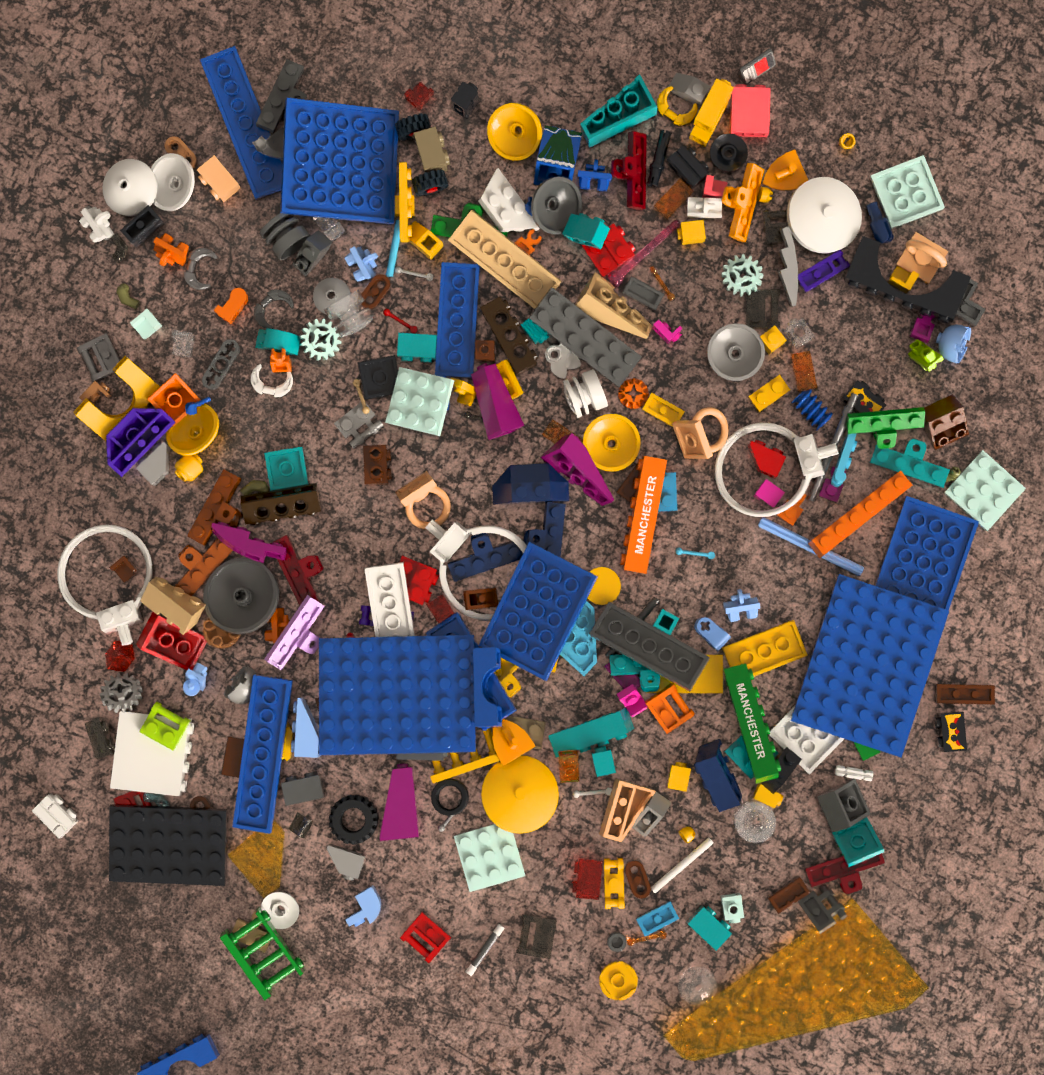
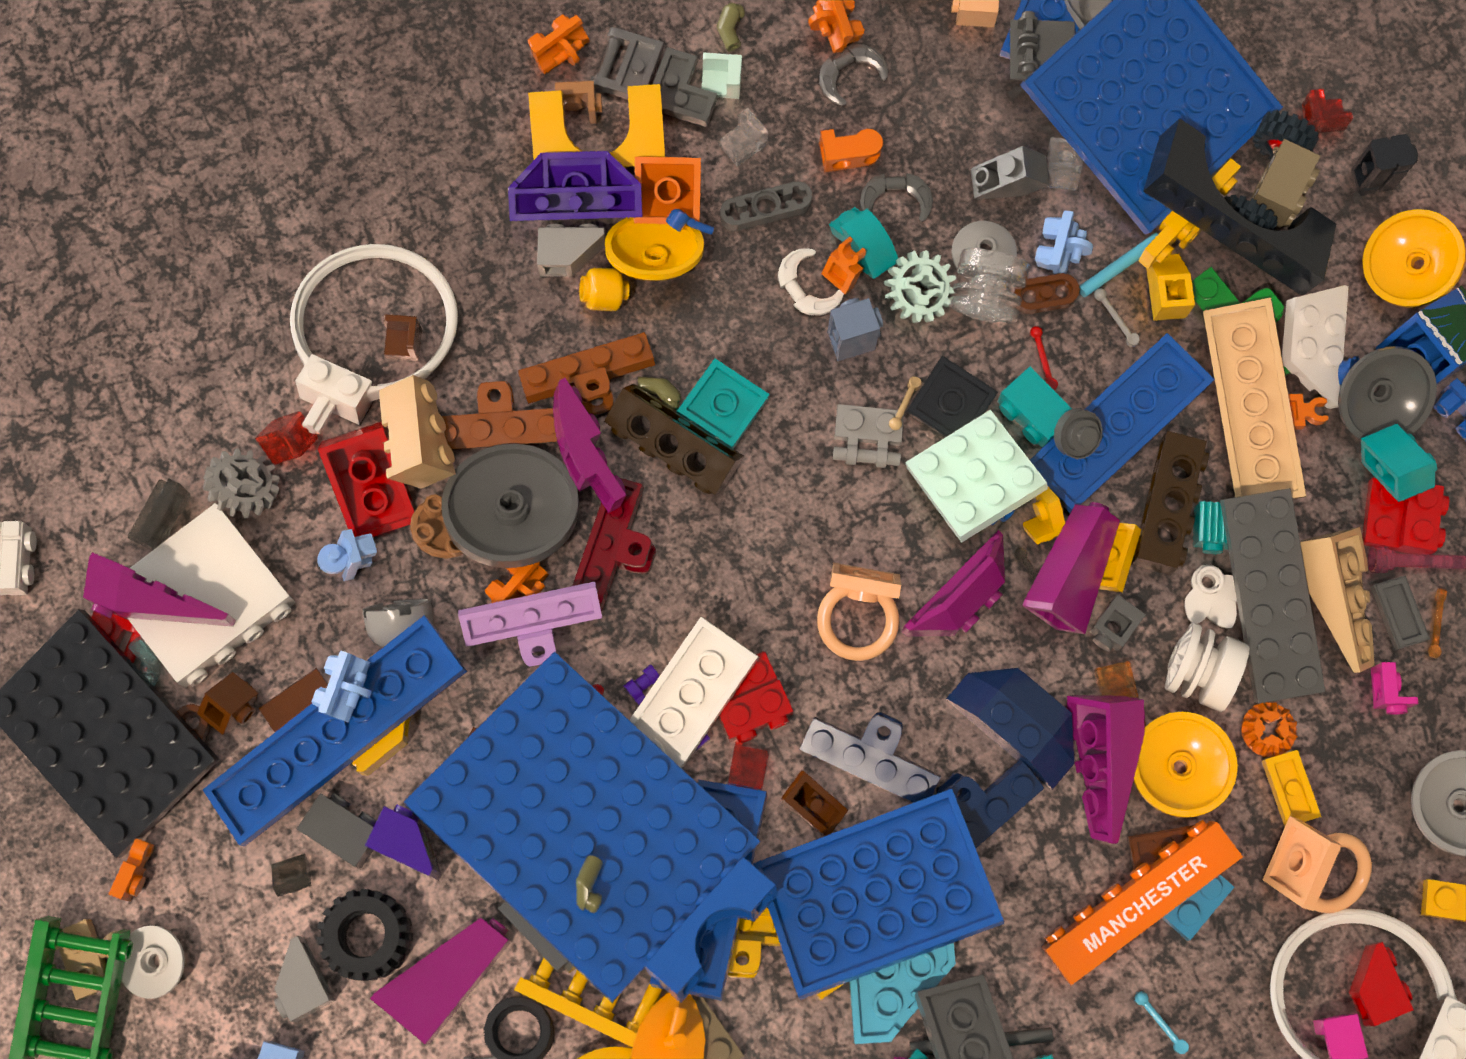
camera: 40 degrees right, 10 degrees down
(63, 376) = (560, 44): none -> orange hips
(126, 780) = (123, 592): none -> magenta wedge
(135, 351) = (679, 97): none -> dark grey plate
(161, 731) = (239, 579): lime plate -> none
(208, 784) = (228, 703): none -> reddish brown brick
(239, 889) = (130, 875): none -> orange plate
(251, 734) = (344, 686): none -> light blue hips
(261, 859) = (197, 871): clear yellow plate -> none
(268, 182) = (1034, 42): none -> dark grey hinge
(285, 234) = (997, 119): dark grey wheel -> none
(306, 731) = (418, 754): light blue slope -> none
(310, 385) = (854, 328): none -> sand blue brick
(333, 769) = (404, 840): none -> dark purple slope
(376, 465) = (842, 505): reddish brown brick -> none
(391, 197) = (1185, 186): none -> black arch
(421, 717) = (584, 885): none -> olive arm
(444, 343) = (1078, 433): none -> dark grey plate
(449, 543) = (837, 693): white brick -> none
(460, 455) = (963, 595): none -> magenta wedge
(484, 351) = (1120, 492): reddish brown brick -> none
(533, 402) = (1124, 616): none -> dark grey brick
(606, 586) = (995, 951): yellow tile -> none

